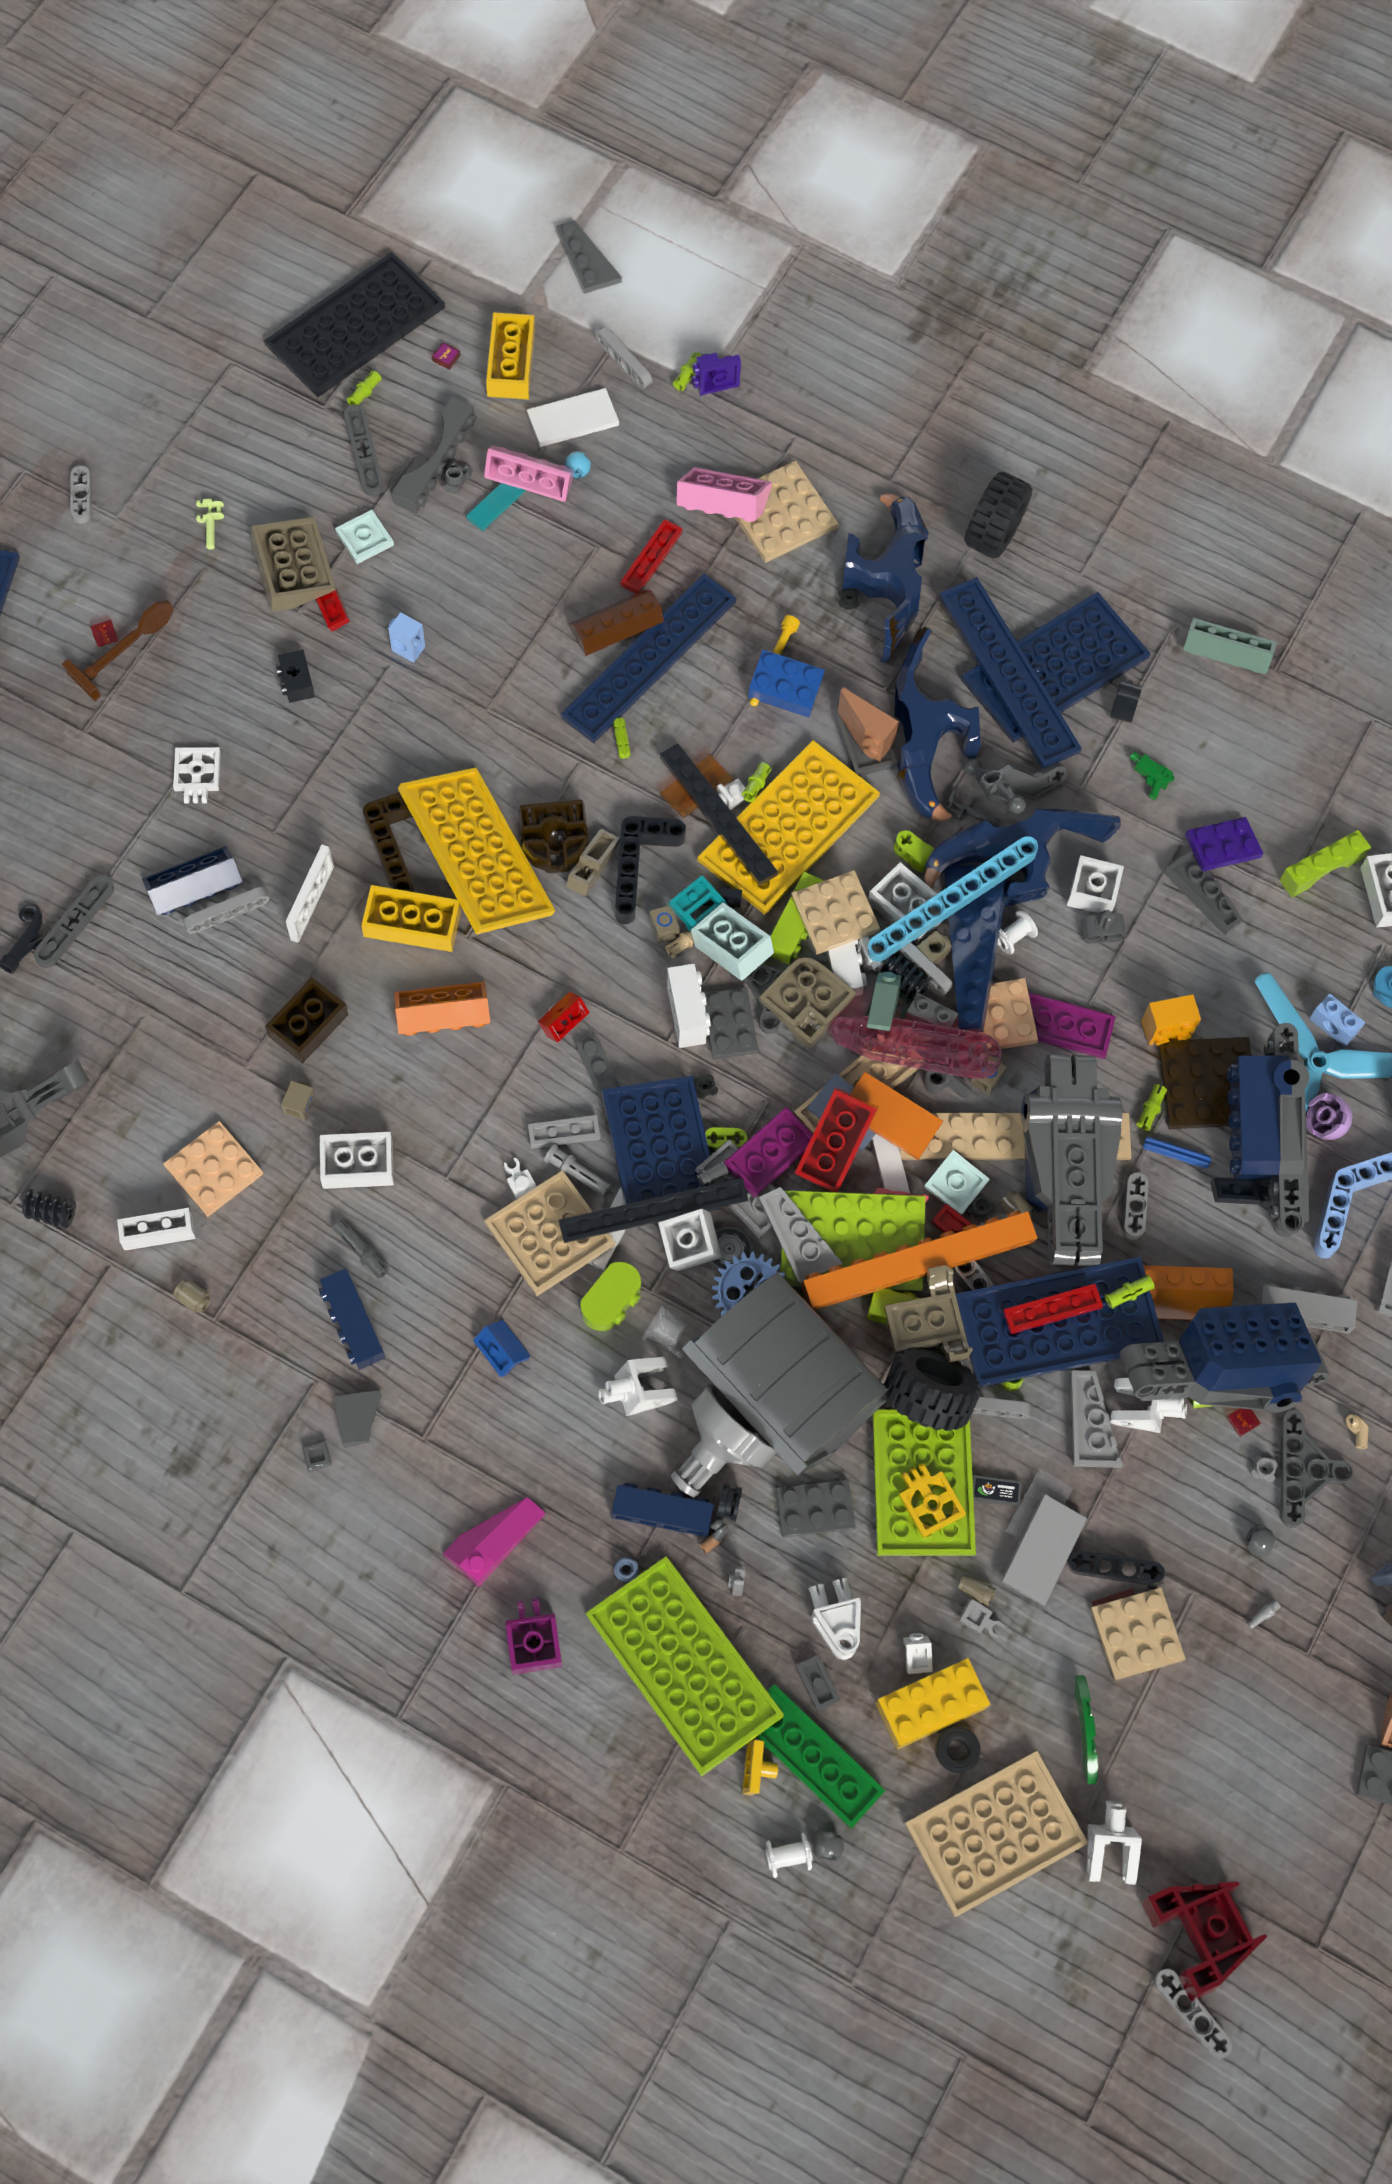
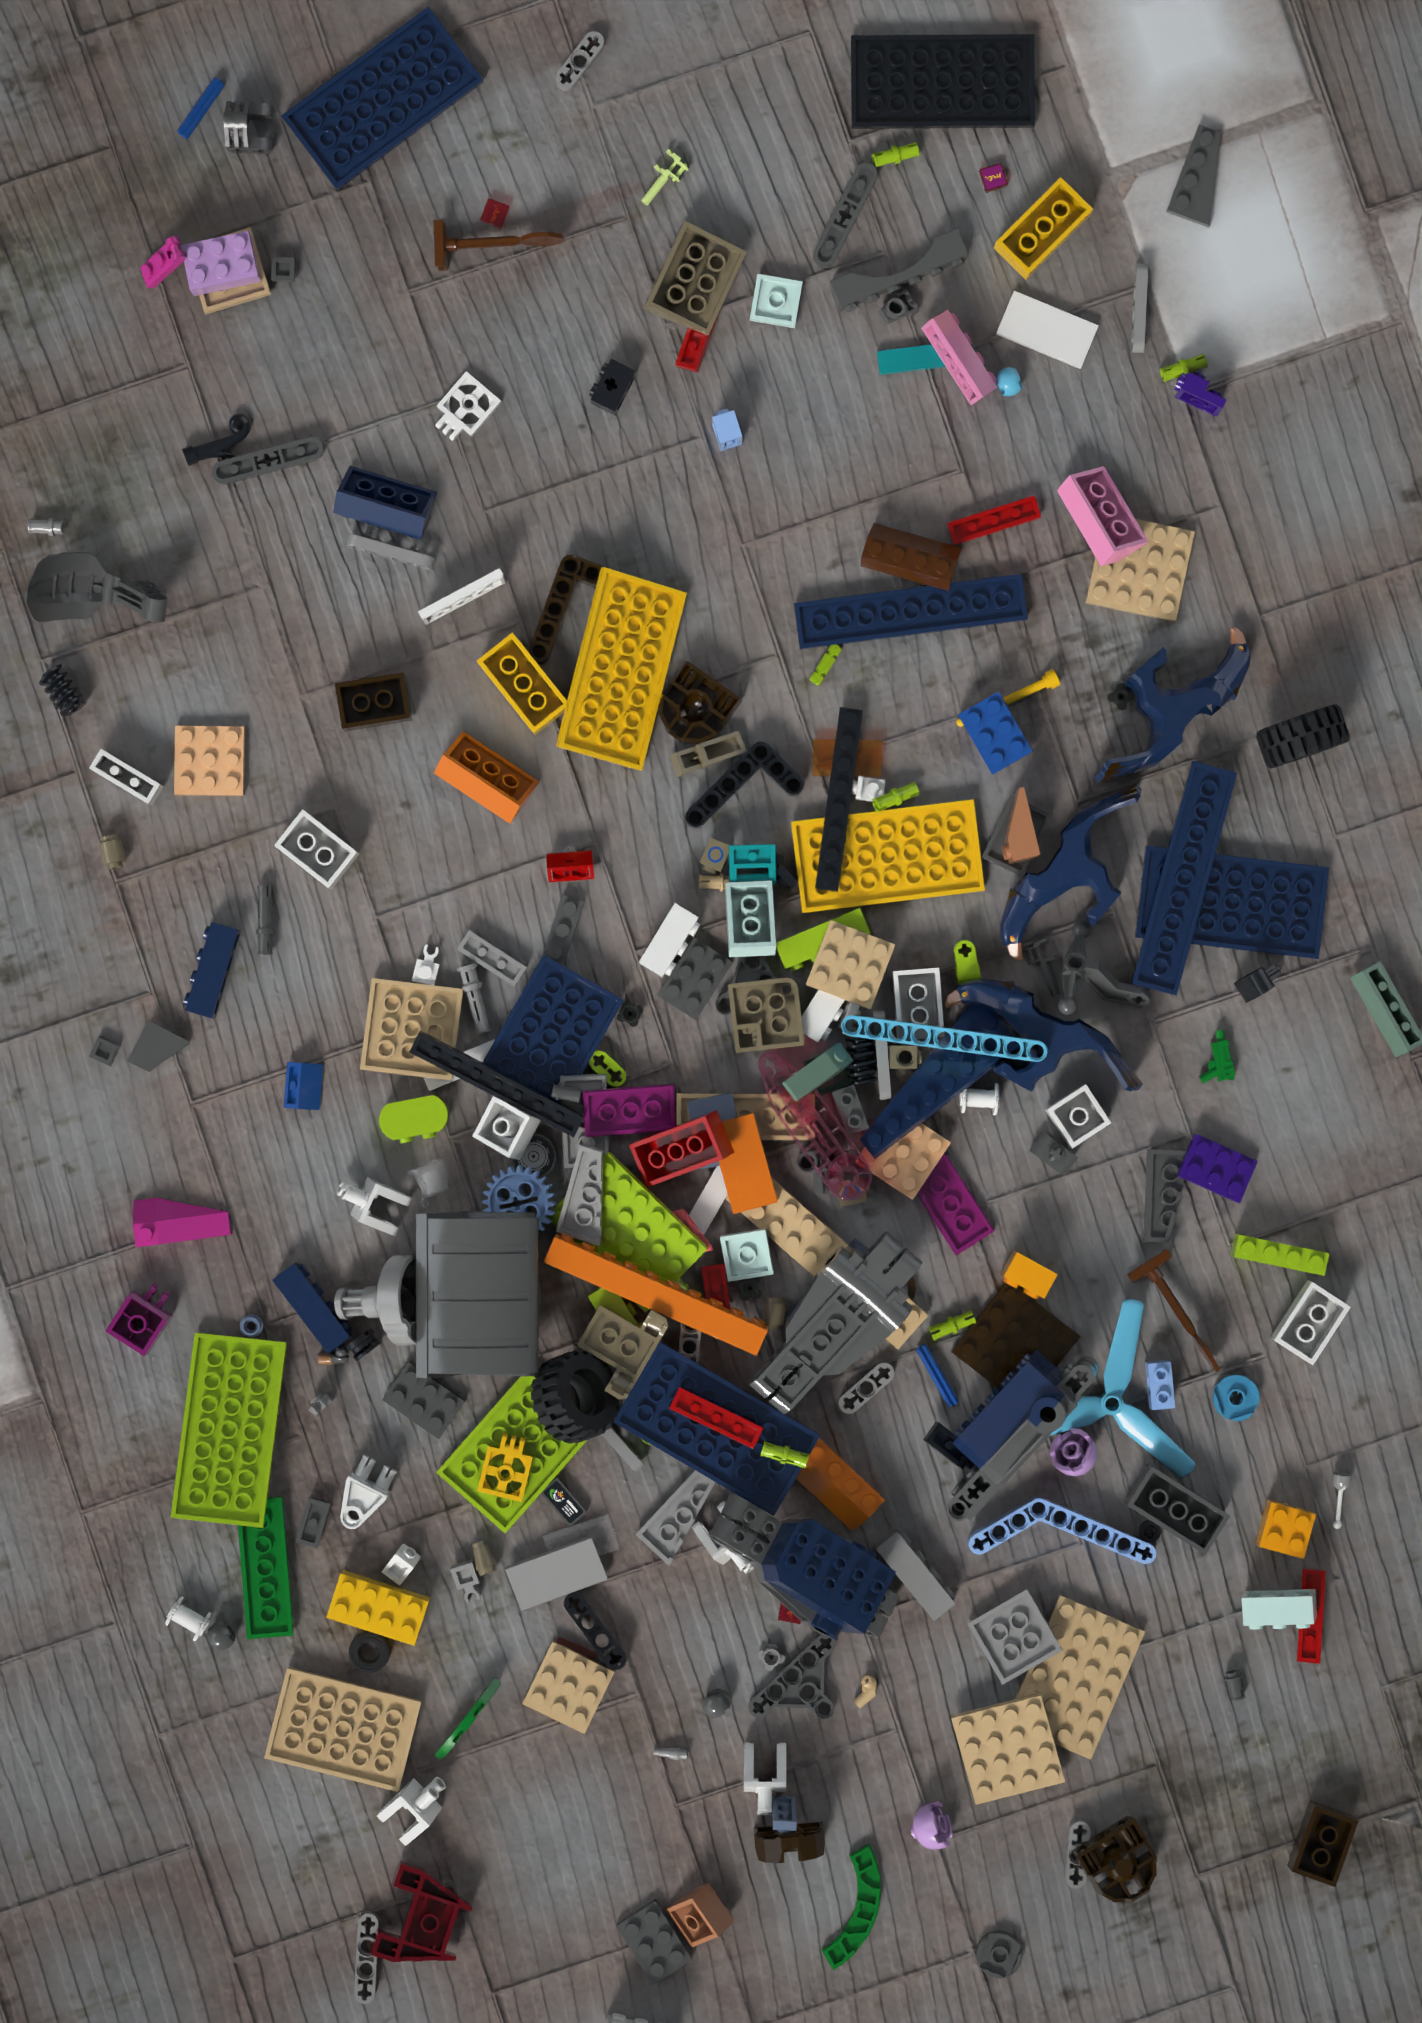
camera: 45 degrees right, 20 degrees up
(298, 1100) = (315, 760): dark tan brick -> none
(756, 1768) = (219, 1542): yellow tile -> none
(1340, 968) = (1152, 1269): none -> reddish brown piece
(1361, 1572) = (764, 1789): none -> white piece

